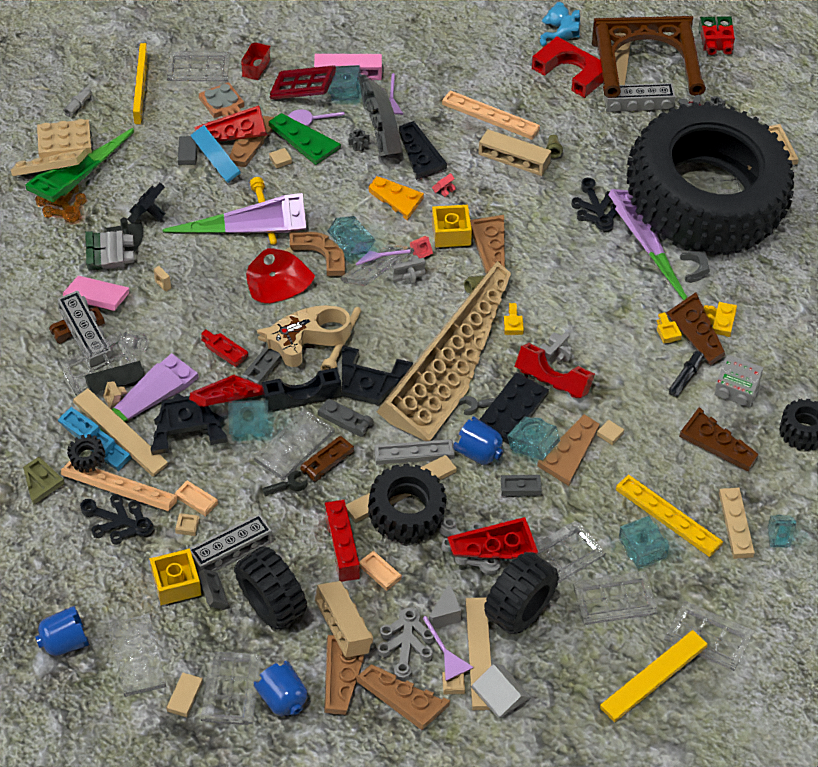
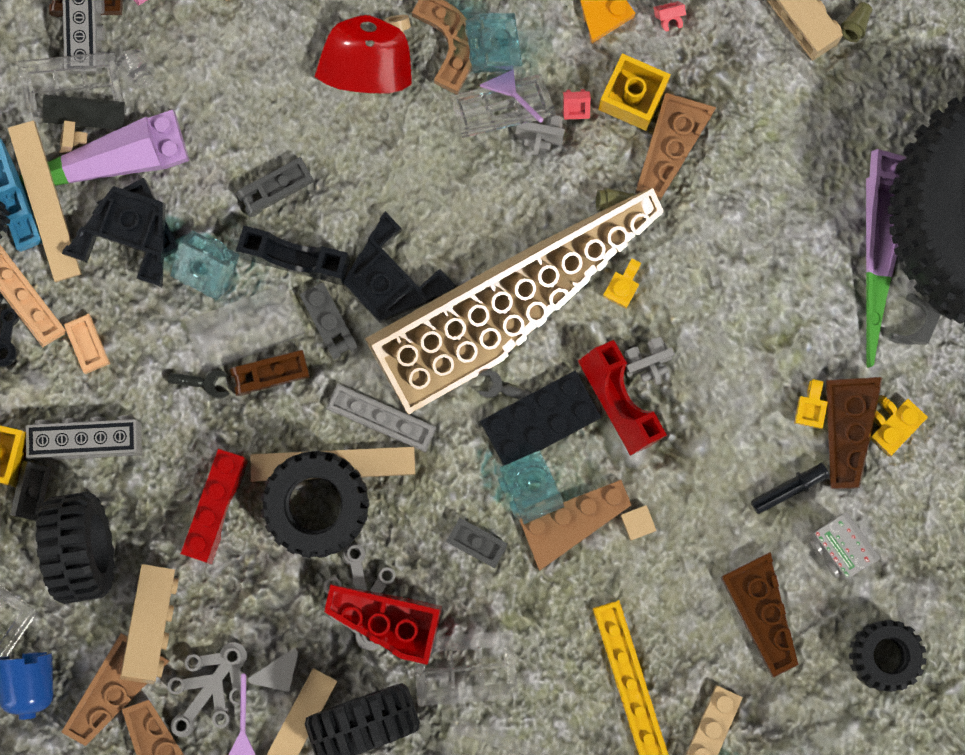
camera: 30 degrees right, 30 degrees up
(187, 524) = (56, 376): tan tile -> none
(224, 347) = (241, 135): red hinge -> none
(225, 390) = (201, 211): red wing -> none
(304, 327) = (343, 158): tan animal -> none
(330, 363) = (355, 230): tan piece -> none
(380, 570) = (239, 569): light nougat tile -> none
(479, 442) = (460, 459): blue cylinder -> none
(603, 221) = (848, 157): black plant -> none
(643, 542) = (581, 728): clear light blue brick -> none

